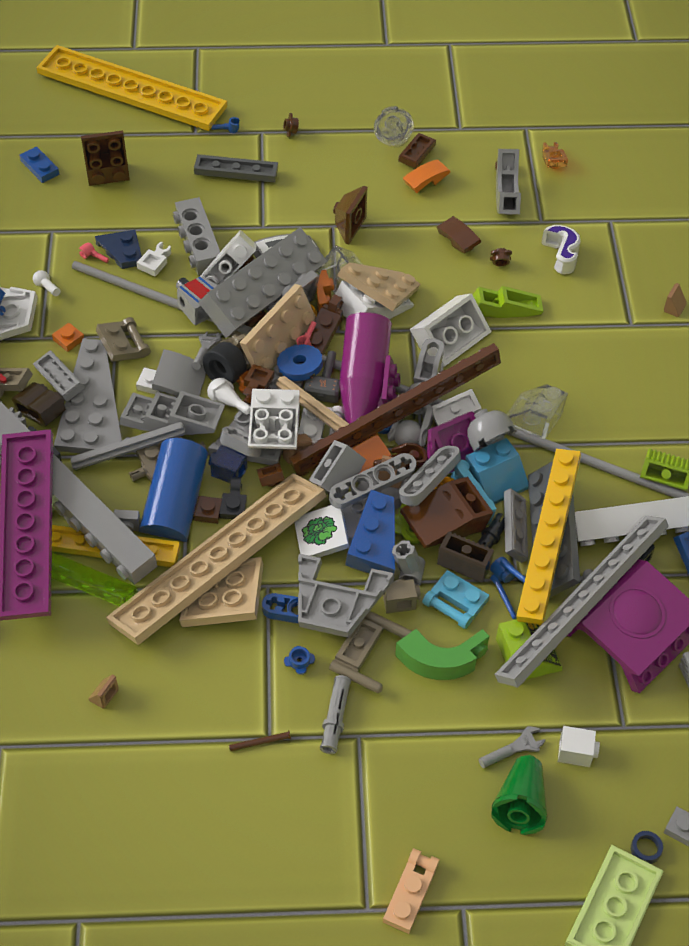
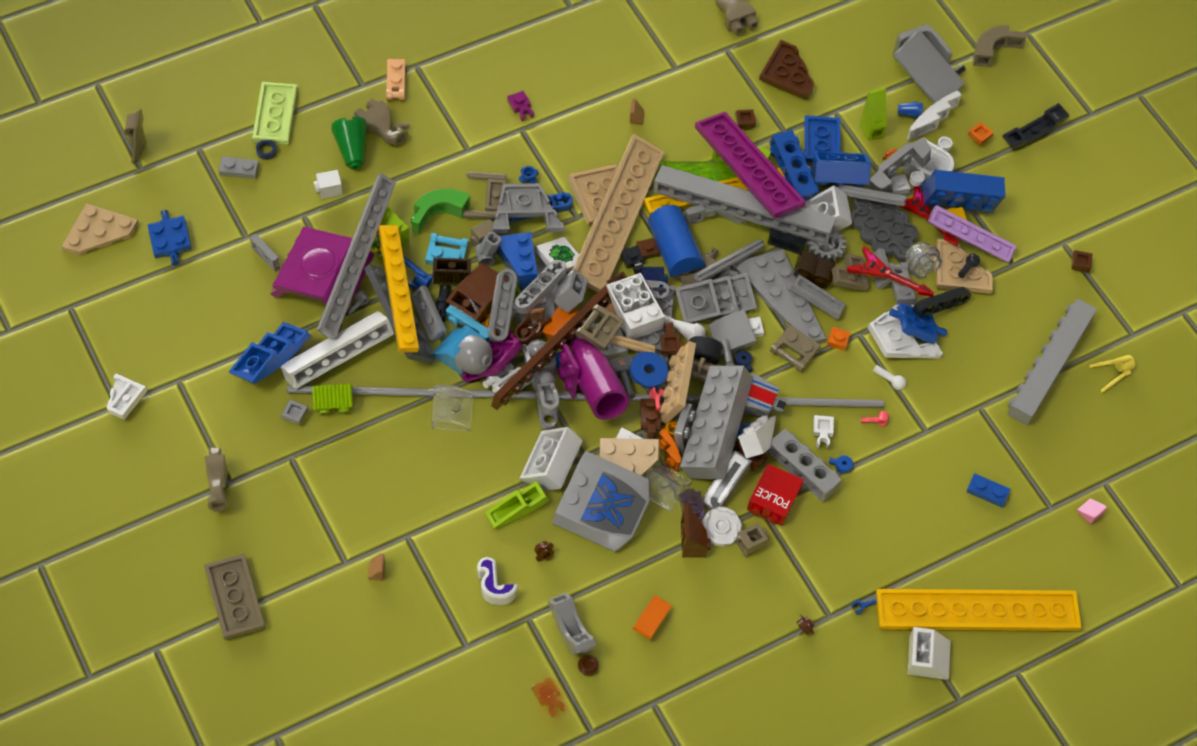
camera: 150 degrees right, 5 degrees up
(105, 157) = (930, 496): reddish brown slope -> none
(121, 247) = (858, 435): dark blue wing -> none
(157, 230) = (844, 469): none -> blue piece
(186, 349) = (744, 358): none -> dark blue piece
(204, 70) = (928, 654): none -> white slope
(236, 168) = (821, 553): dark grey plate -> none
(247, 215) = (775, 494): none -> red brick
(251, 774) = (521, 104): none -> magenta plate
(259, 741) = (519, 127): reddish brown piece -> none
(293, 195) = (753, 533): none -> dark tan brick
(314, 221) = (722, 526): none -> white tile
(327, 406) = (604, 331): none -> dark tan plate
(332, 236) = (690, 496): none -> brick
(333, 724) = (486, 144): light grey pin -> none
(393, 126) = (708, 651): clear cone -> none
(417, 150) = (676, 647): reddish brown plate -> none
(421, 265) = (603, 502): none -> wedge
(459, 233) = (586, 556): reddish brown slope -> none
(466, 819) = (380, 121): none -> dark tan hips
(524, 743) = (363, 181): light grey piece -> none

